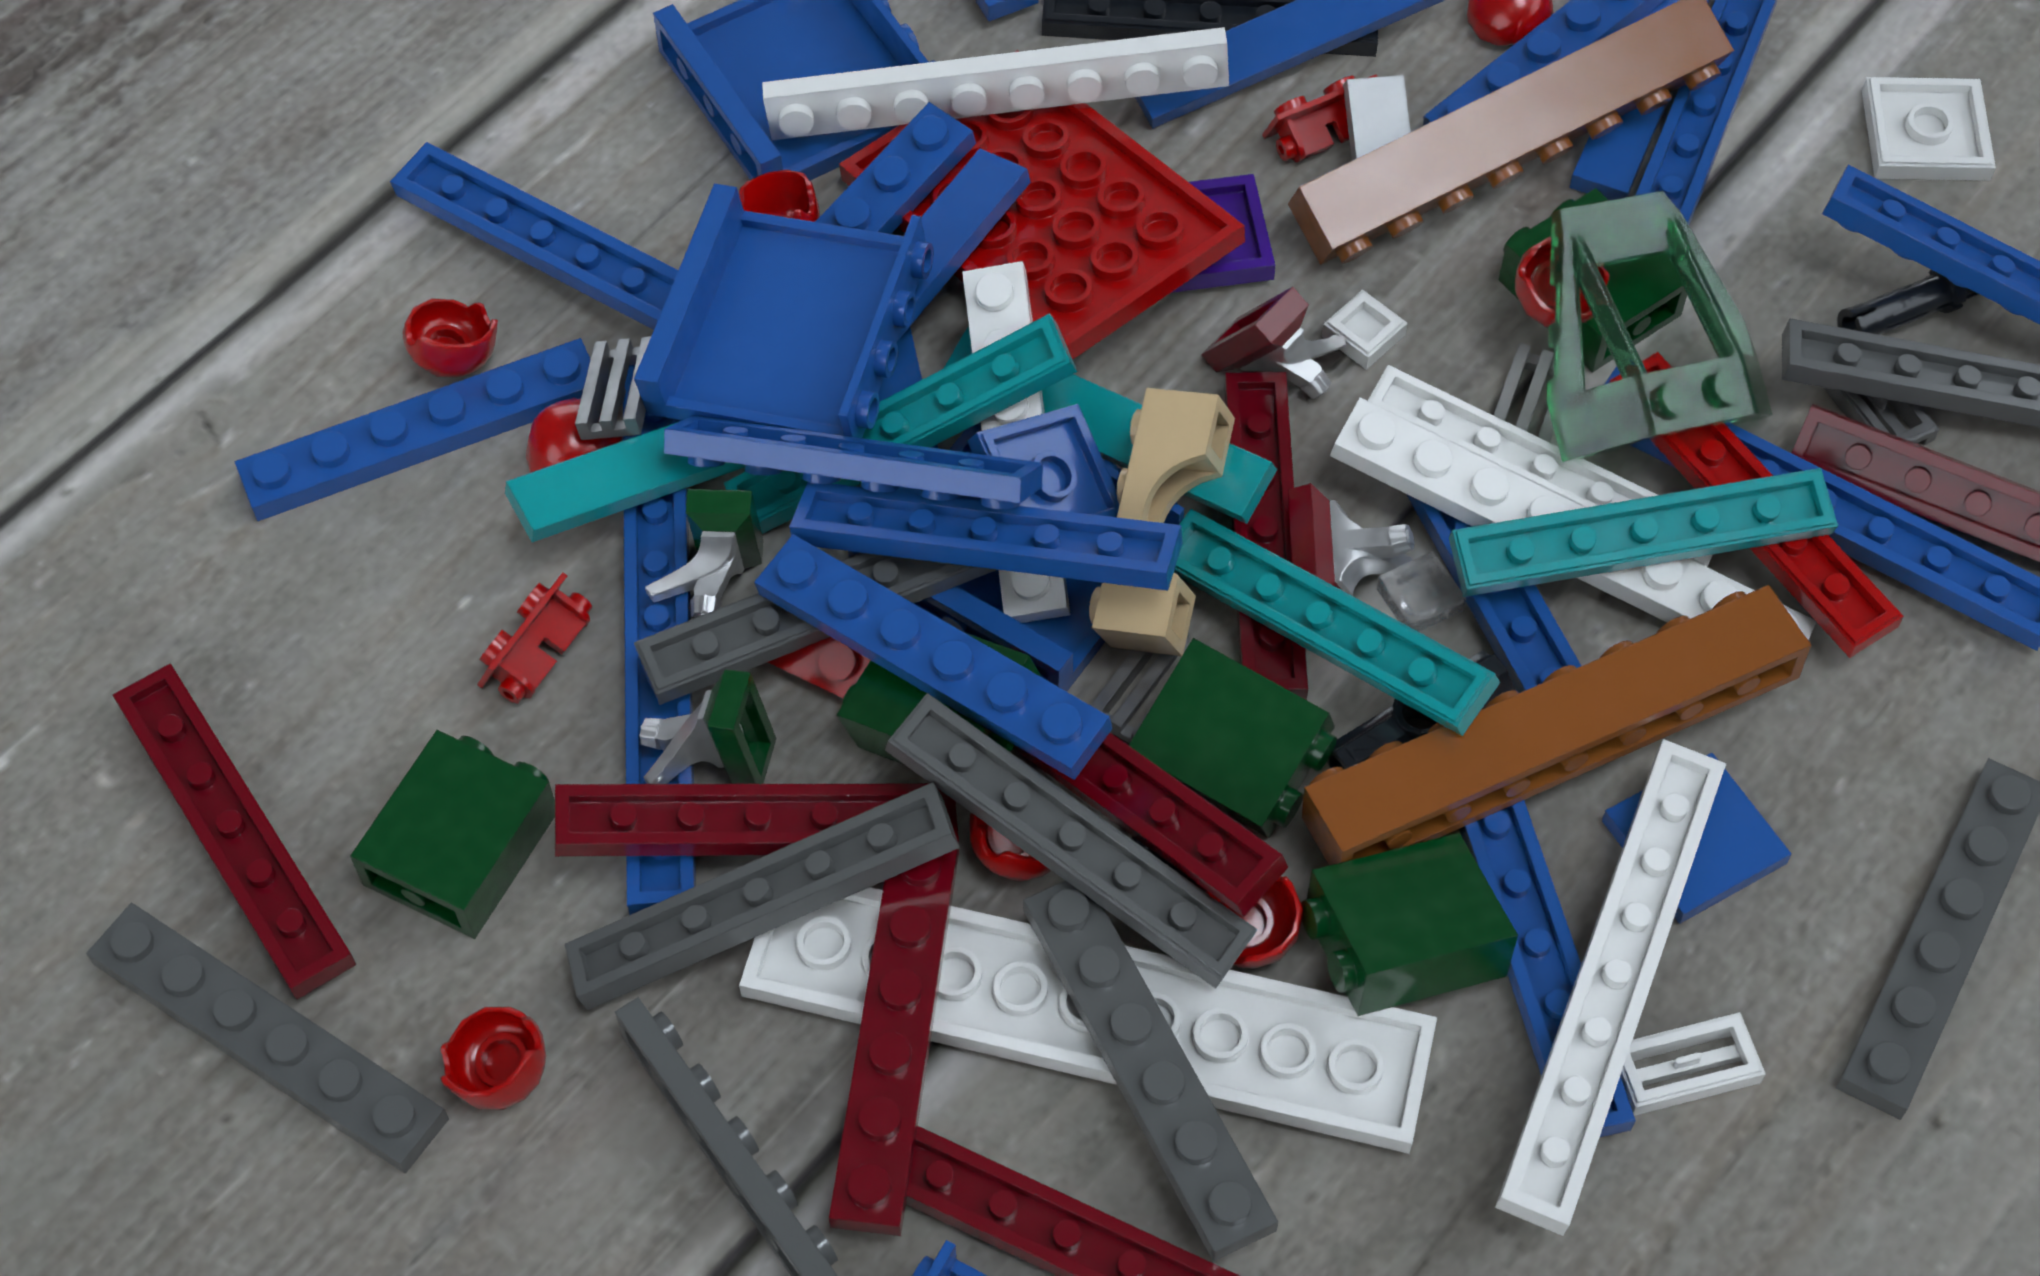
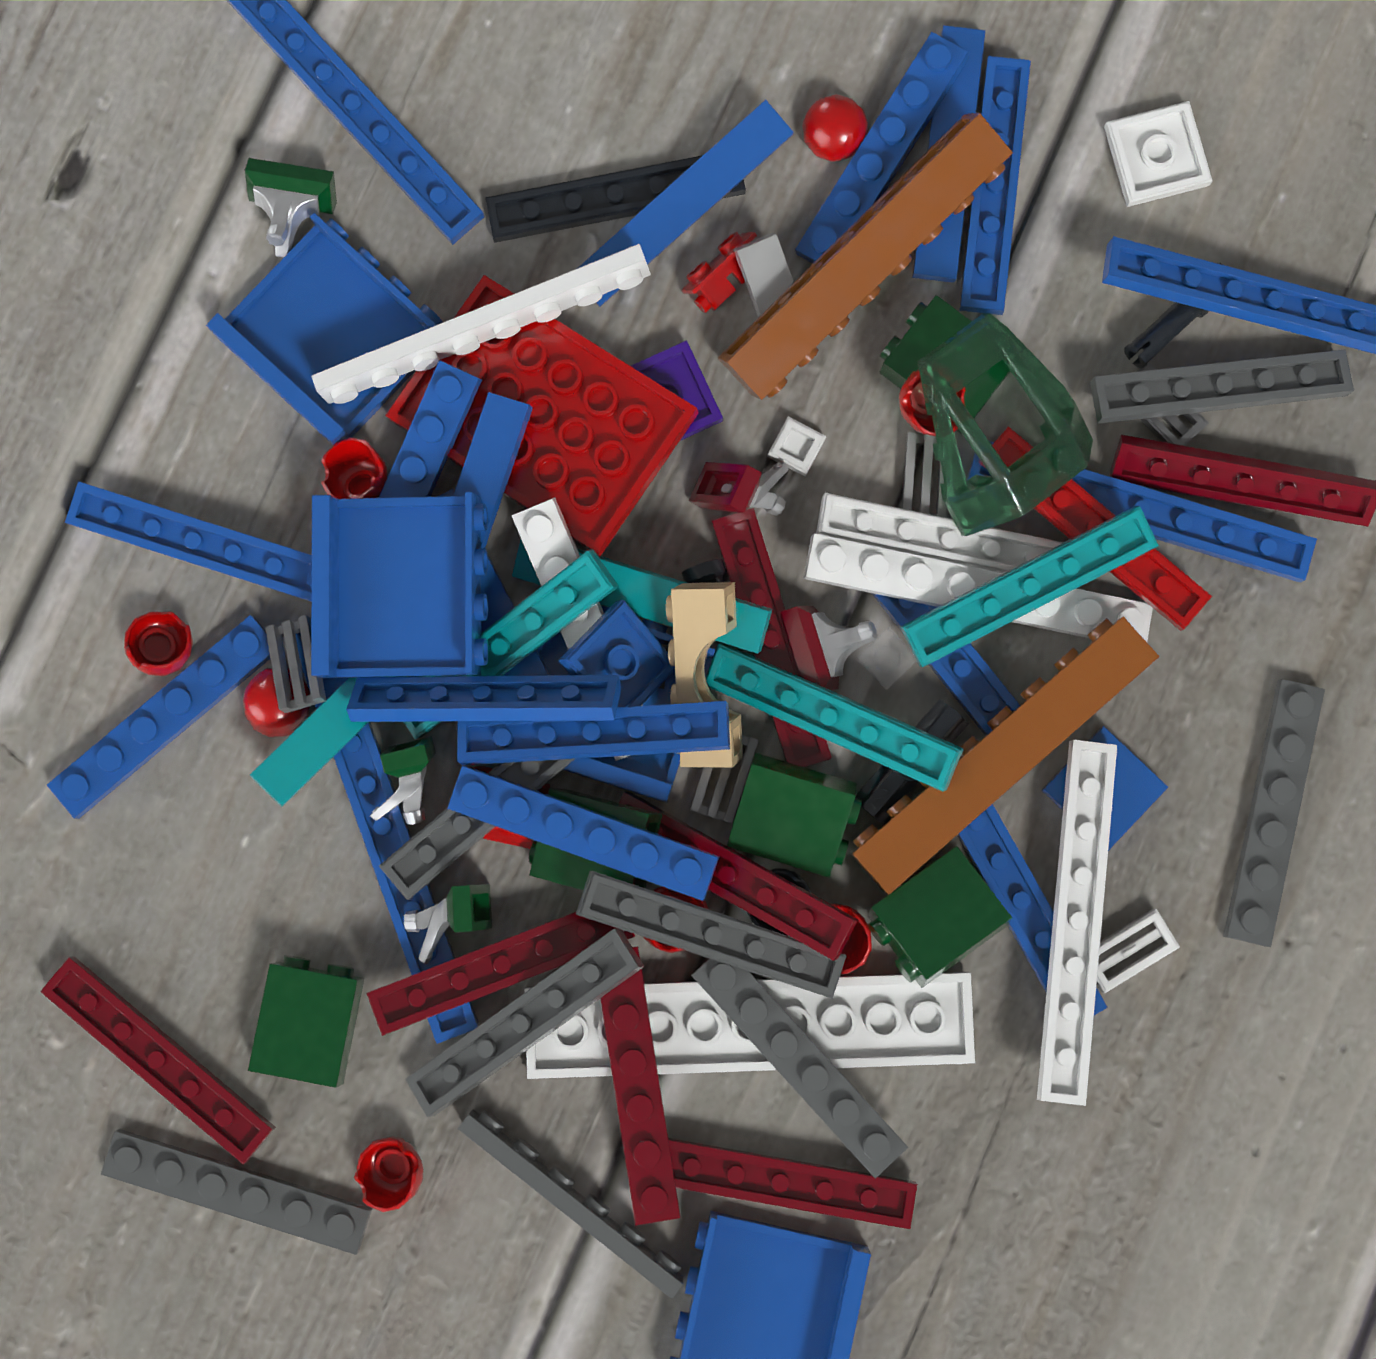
camera: 15 degrees left, 25 degrees up
(517, 658) = (297, 879): red hinge -> none

